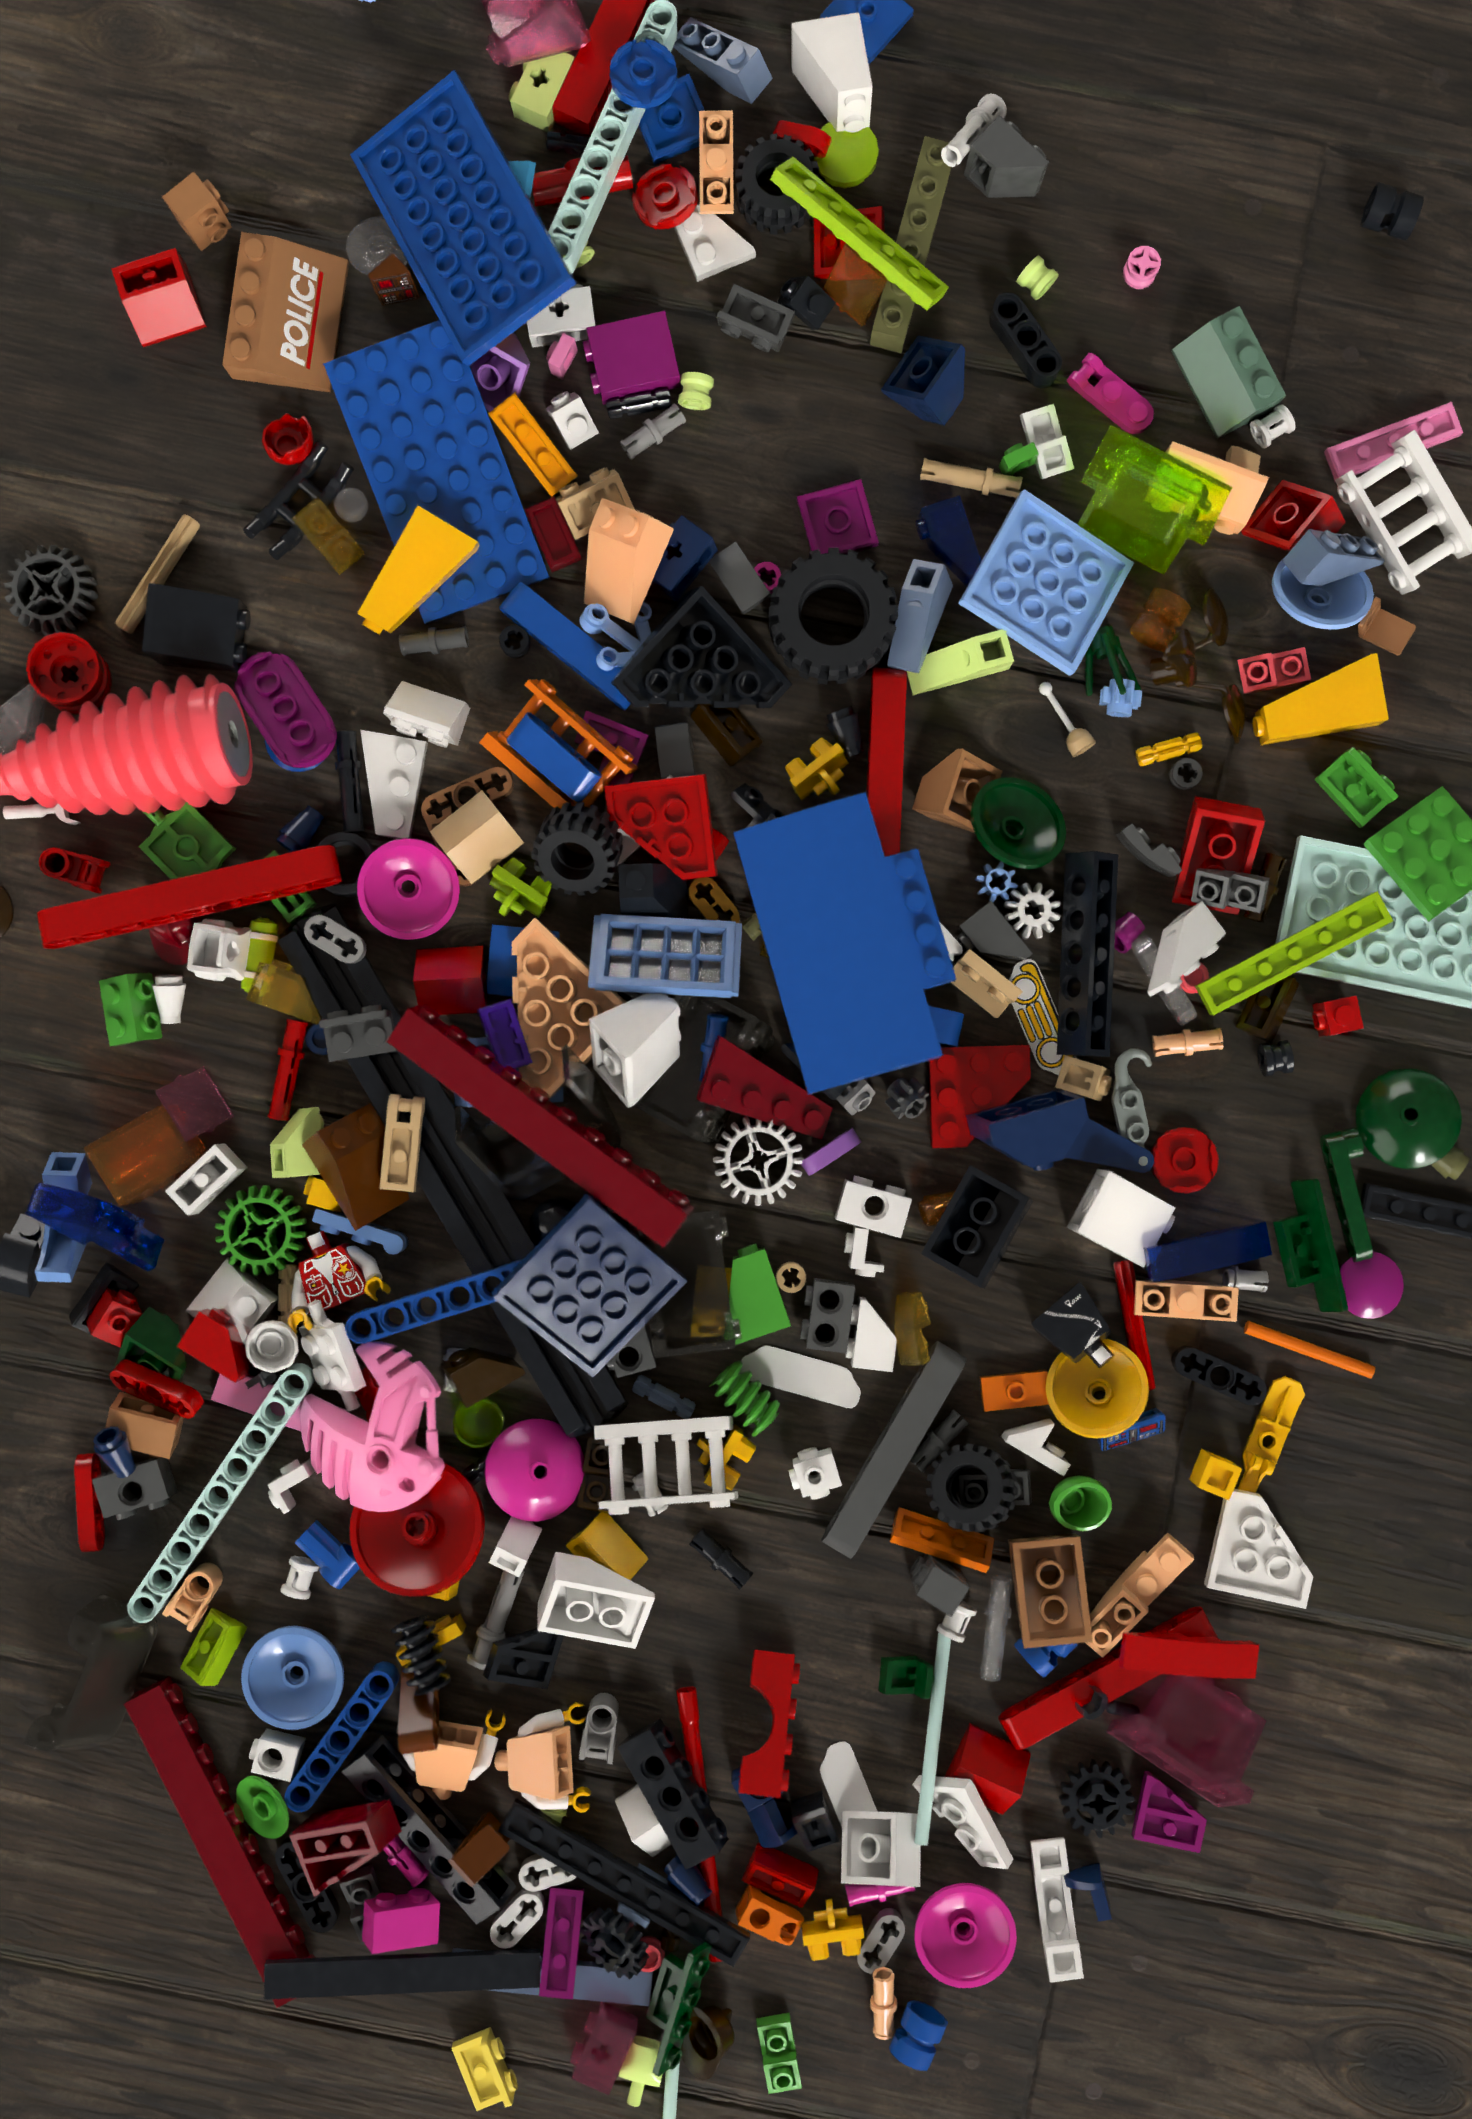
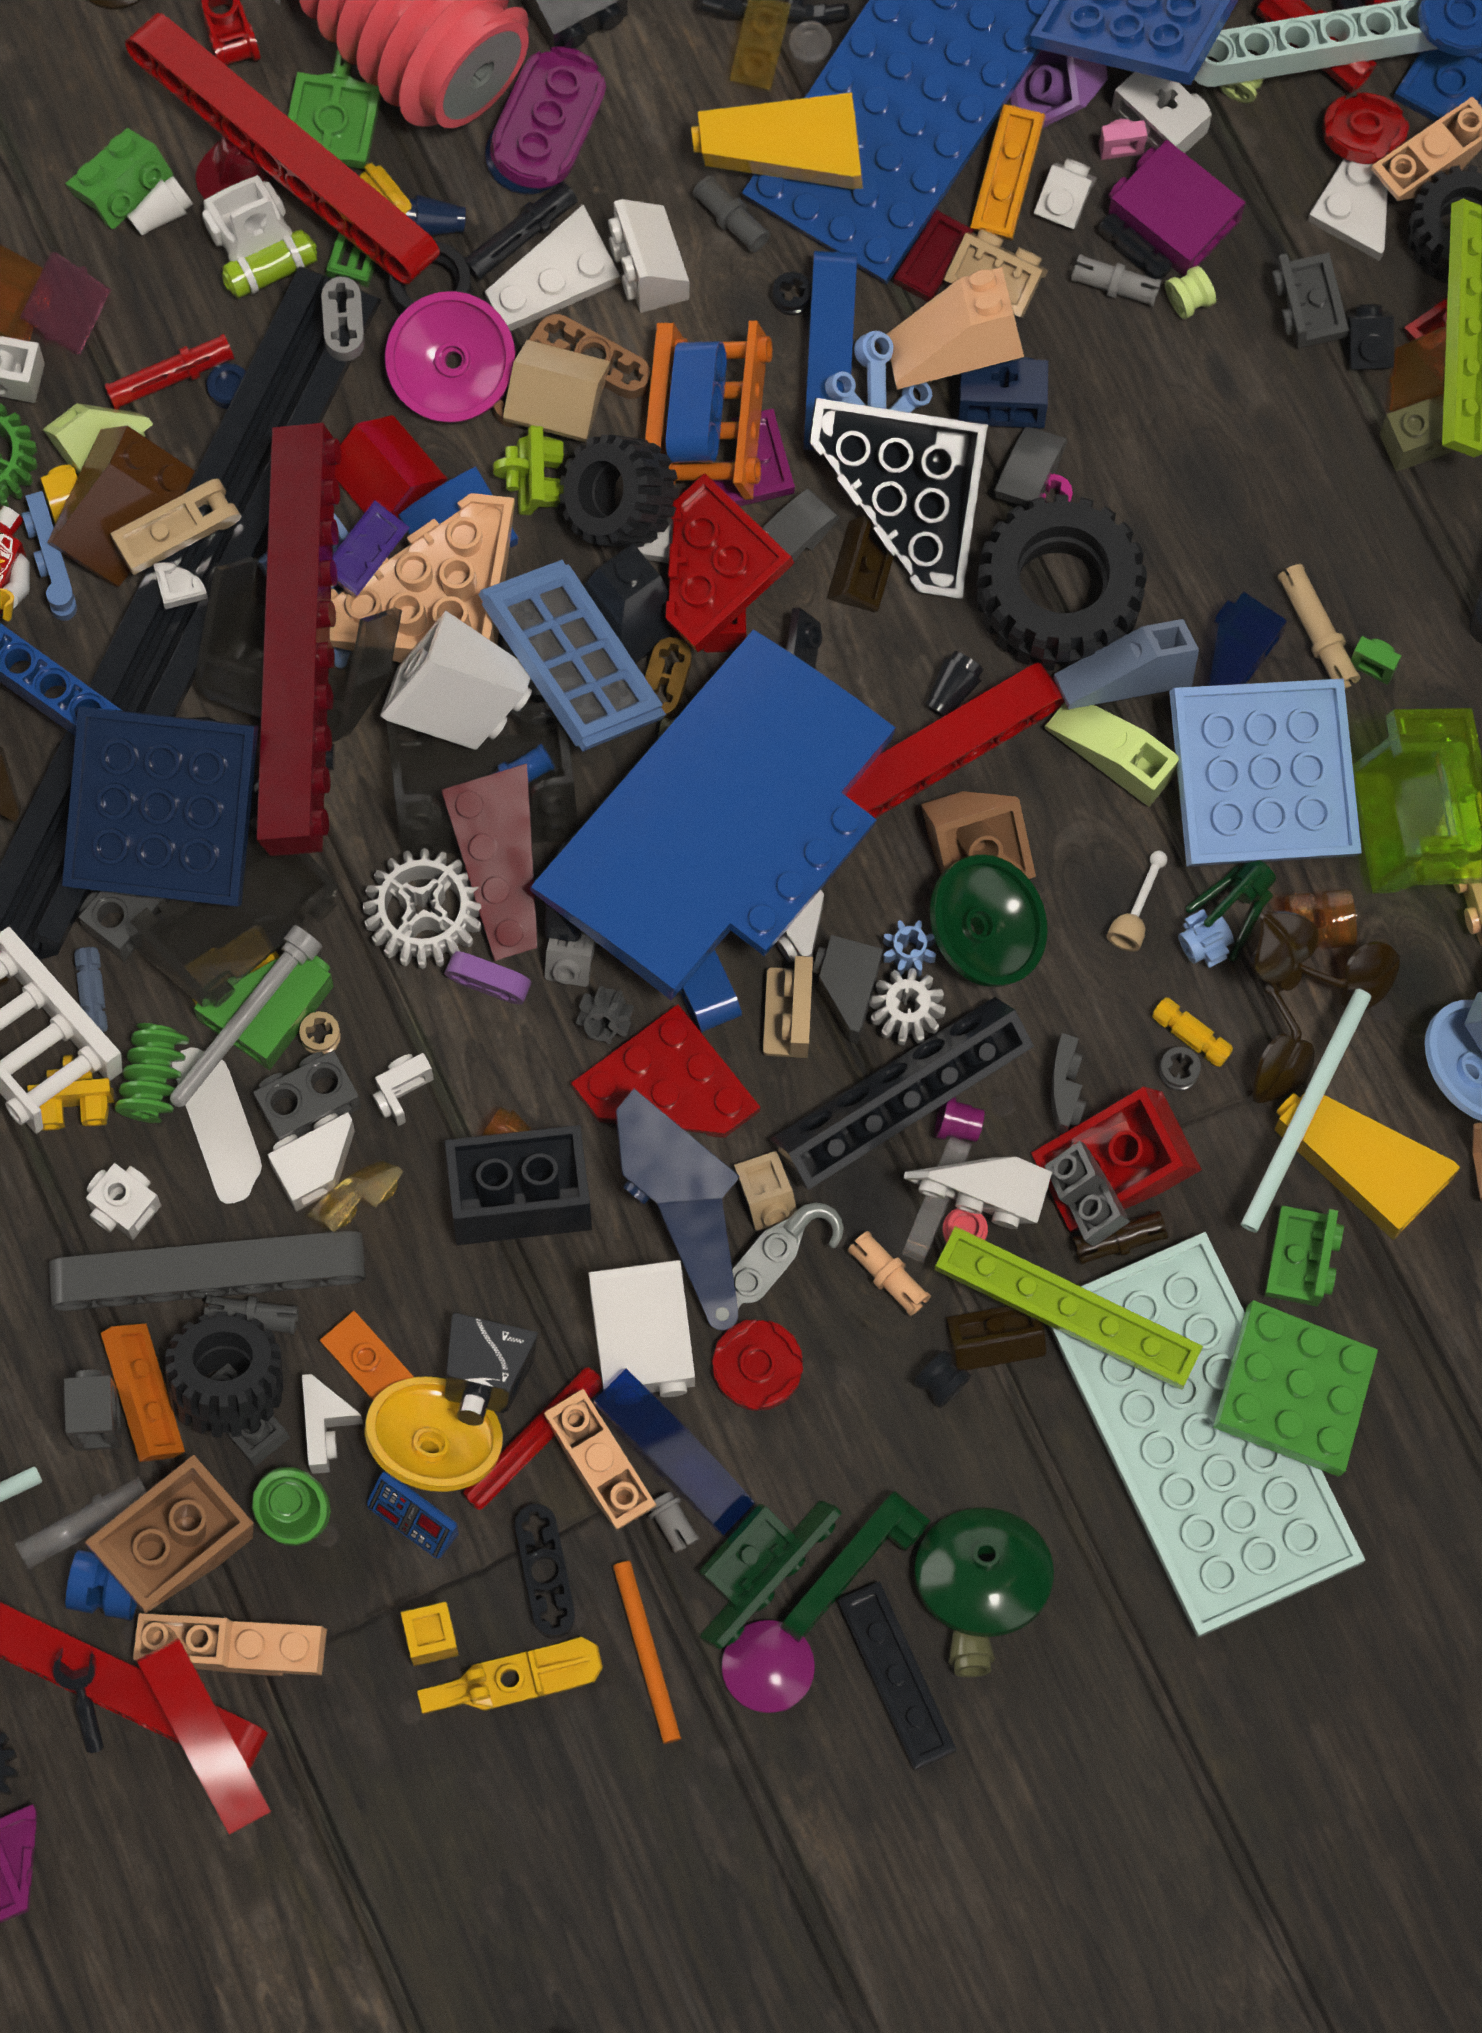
camera: 45 degrees right, 15 degrees down
(261, 848) = (383, 183): none -> yellow axle
(282, 991) = (248, 306): clear yellow slope -> none
(358, 1034) = (258, 403): dark grey bracket -> none
(442, 1167) = (178, 585): none -> white tile
(737, 1259) = (297, 949): none -> light grey piece
(820, 773) = (888, 684): yellow hips -> none
(838, 518) = (1172, 525): magenta tile -> none
(891, 1217) = (465, 1089): white brick -> none
(929, 379) = (1385, 513): dark blue slope -> none
(955, 1626) = (63, 1471): white bush -> none
(1037, 1015) = (802, 1090): sticker -> none
(1044, 430) = (1420, 675): white slope -> none
(1196, 1737) = (115, 1819): clear pink windscreen -> none
(1255, 1555) = (372, 1750): white plate -> none
(1274, 670) = (1367, 1087): coral slope -> none
(1278, 719) = (1306, 1110): none -> light aqua piece
(1337, 1016) = (1037, 1410): red brick -> none

